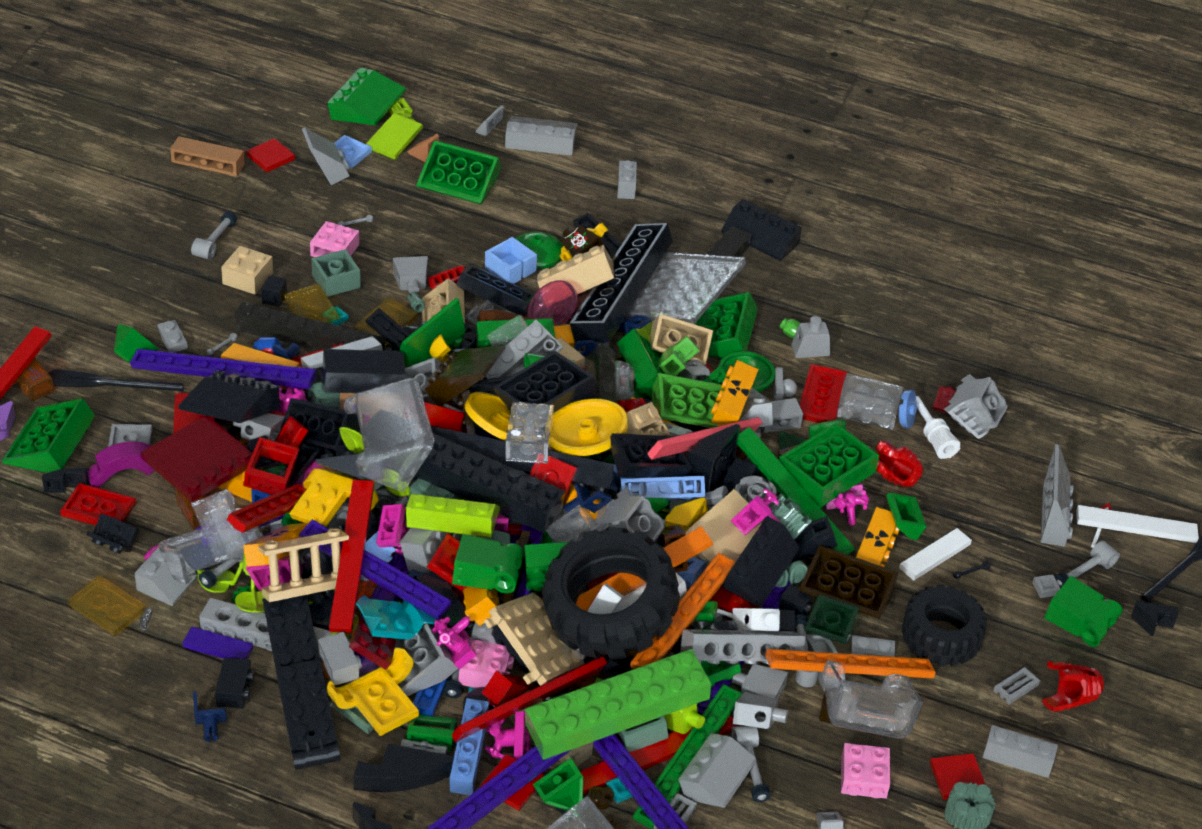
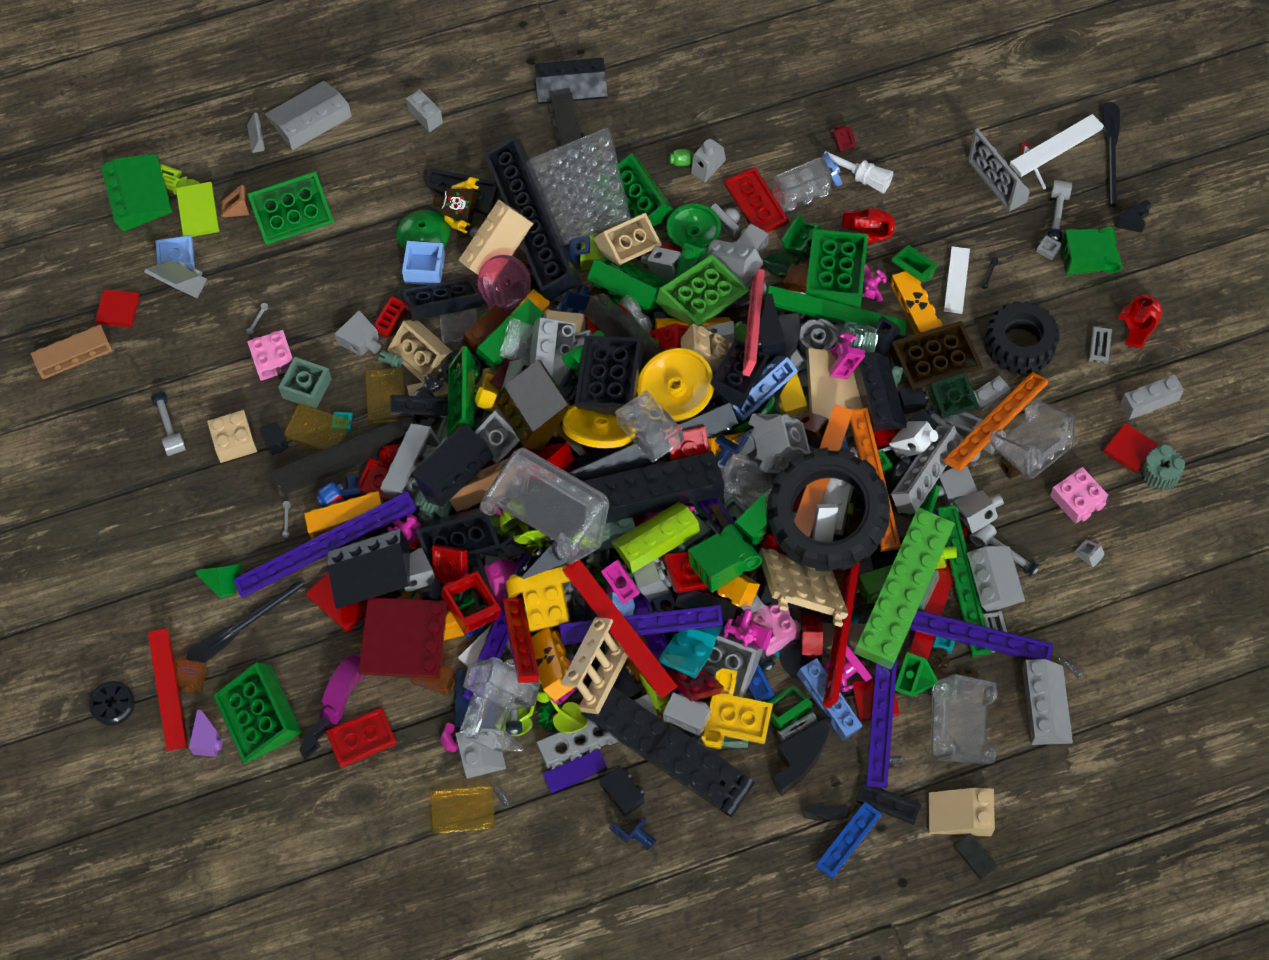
camera: 35 degrees left, 20 degrees up
(114, 533) = (404, 751): black bracket -> none
(130, 432) = (317, 662): light grey tile -> none
(172, 336) = (240, 544): light grey plate -> none
(676, 356) = (643, 260): bright green brick -> none
(735, 393) = (726, 263): light orange brick -> none
(977, 405) = (873, 128): light grey slope -> none

